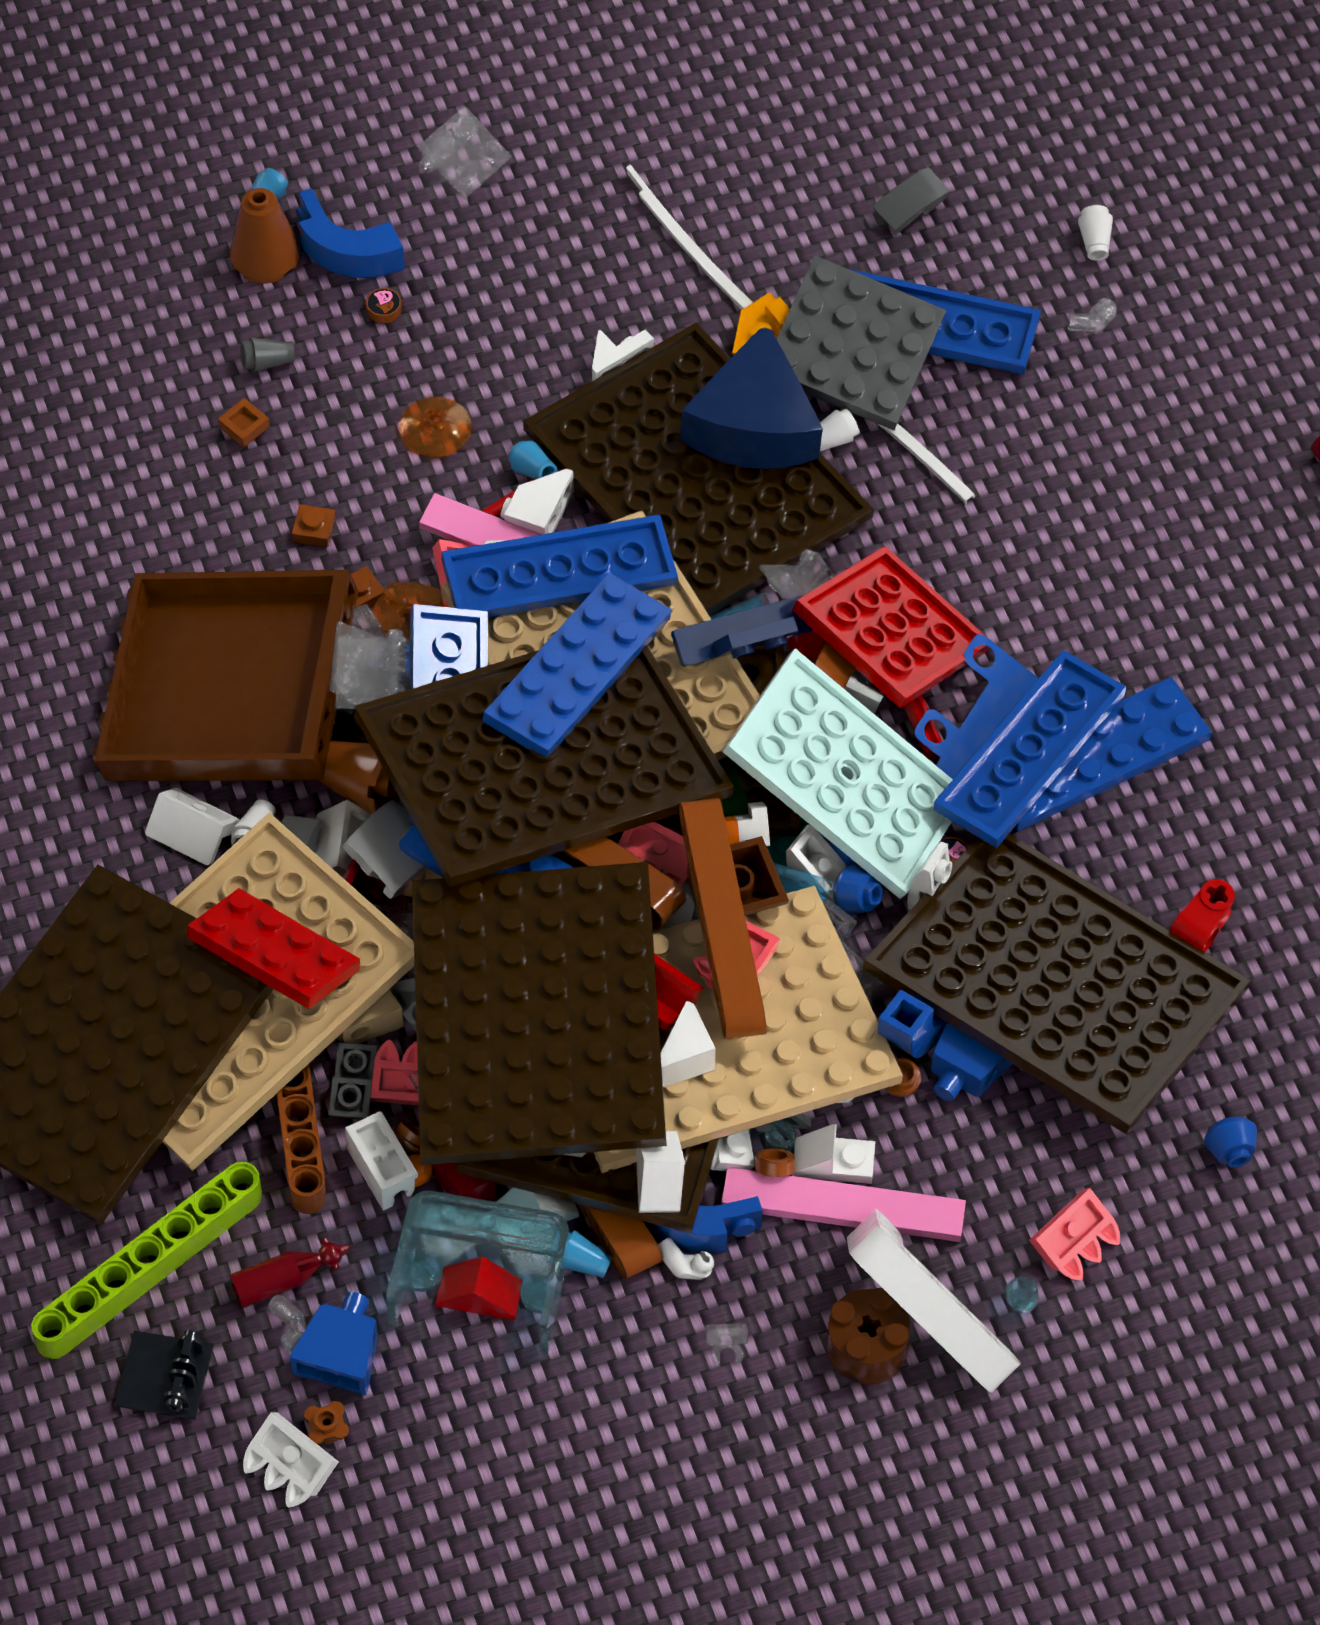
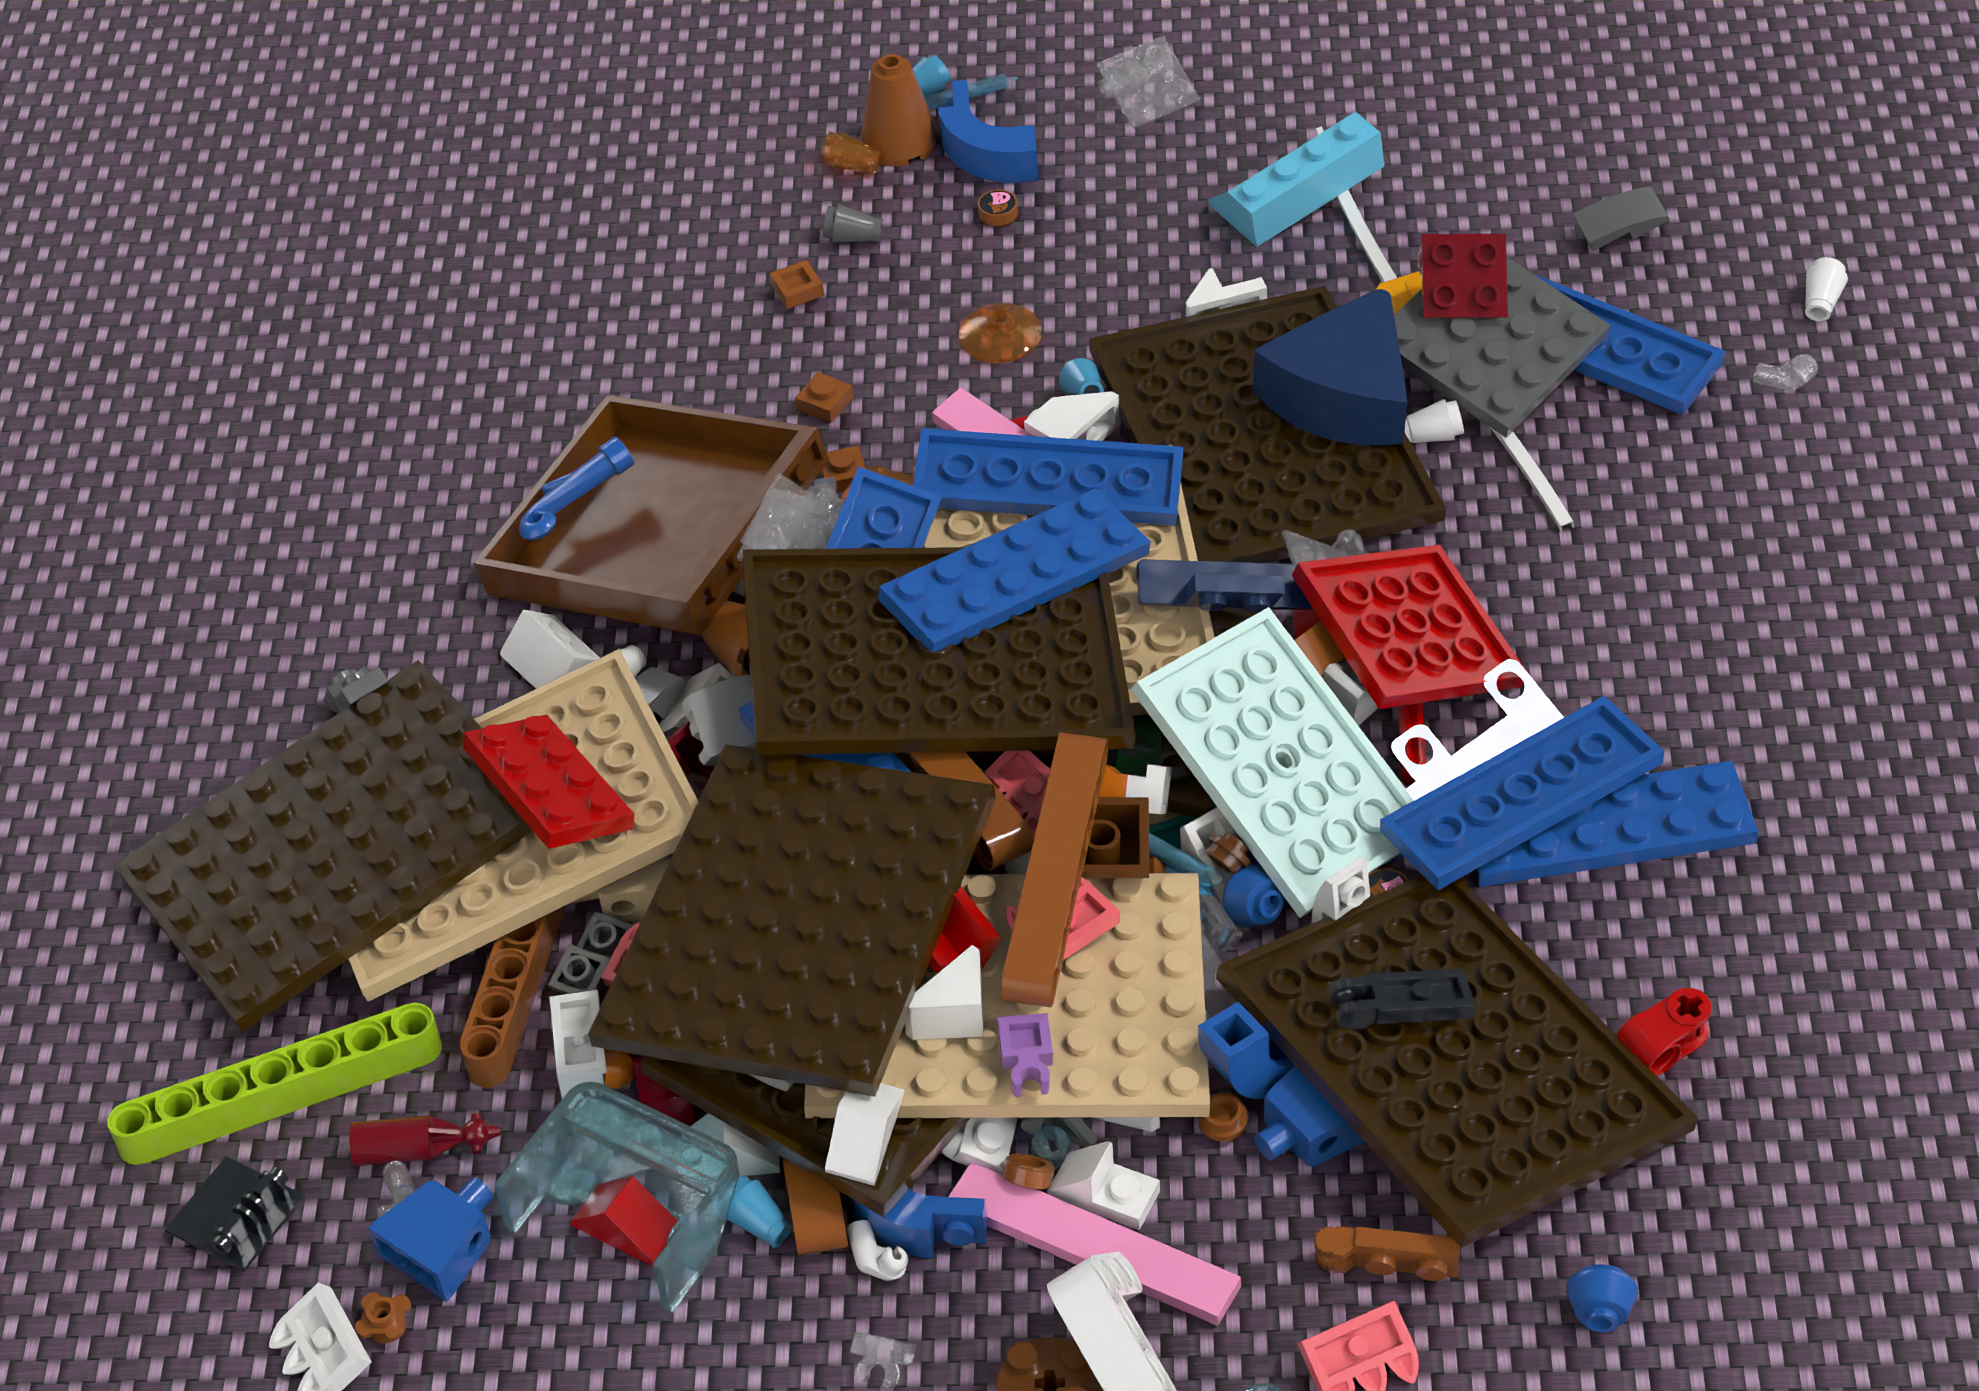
camera: 25 degrees right, 10 degrees down
(46, 902) = (350, 686): none -> dark grey slope
(150, 670) = (609, 461): none -> blue plant
(232, 281) = (848, 153): none -> clear orange cone
(308, 187) = (993, 90): none -> medium azure piece
(629, 237) = (1303, 180): none -> medium azure wedge
(757, 1070) = (1026, 1049): none -> medium lavender plate
(823, 298) = (1464, 275): none -> dark red hinge
(830, 862) = (1227, 852): none -> reddish brown plate
(1013, 948) = (1402, 998): none -> black hinge
(1066, 1150) = (1387, 1251): none -> dark orange hinge

